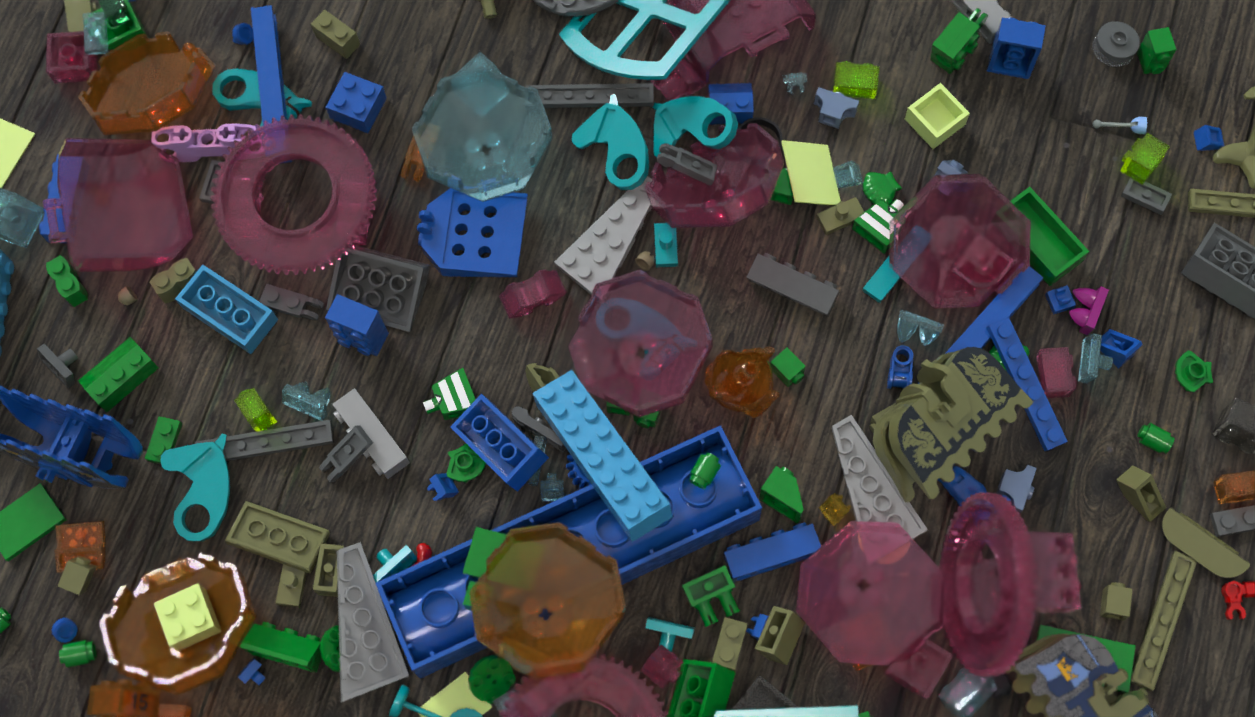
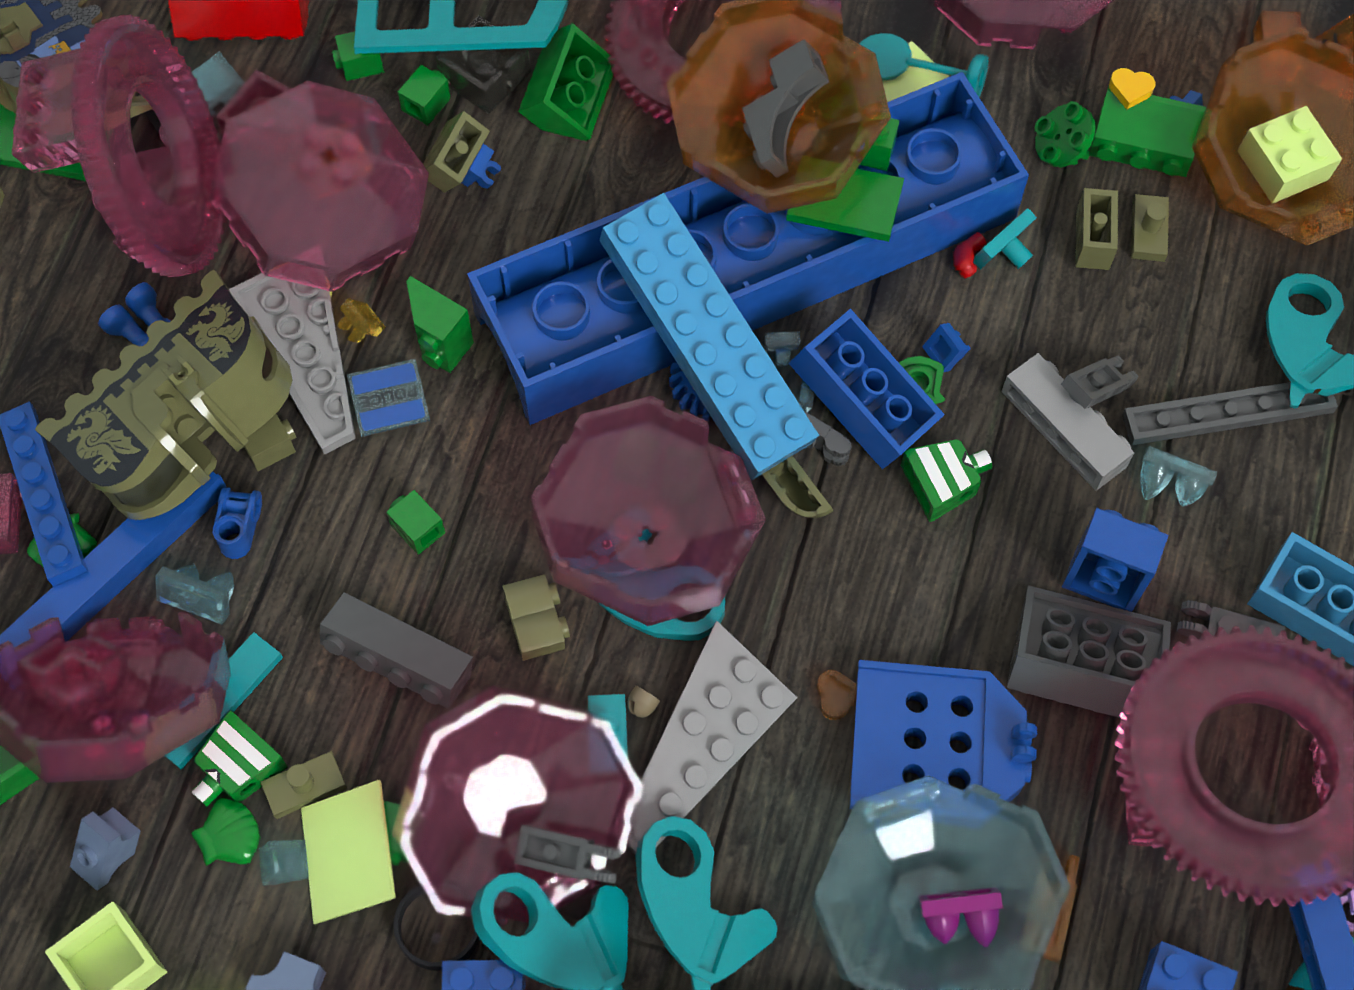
camera: 175 degrees right, 5 degrees down
(255, 410) = (1253, 442): clear neon green brick -> none
(277, 537) = (1183, 281): olive tile -> none
(291, 659) = (1131, 87): none -> yellow tile
(365, 635) = (1037, 130): light grey wing -> none
(470, 139) = (979, 909): none -> magenta tile
(523, 297) = (830, 638): clear pink brick -> none
(529, 265) = (837, 694): none -> clear orange tile
(553, 600) = (795, 78): none -> dark grey arch
(662, 667) = (618, 117): clear pink brick -> none
(669, 631) = (608, 165): teal tile -> none
(704, 470) = (550, 310): green brick -> none
(713, 306) = (535, 617): none -> olive brick
(713, 584) = (550, 209): green brick -> none
(729, 643) = (525, 144): olive brick -> none
(742, 380) = (486, 485): clear orange piece -> none
(771, 553) = (447, 260): blue brick -> none
(805, 690) = (424, 94): none -> green brick
(811, 451) = (388, 397): none -> piece
(1017, 486) = (86, 348): sand blue brick -> none

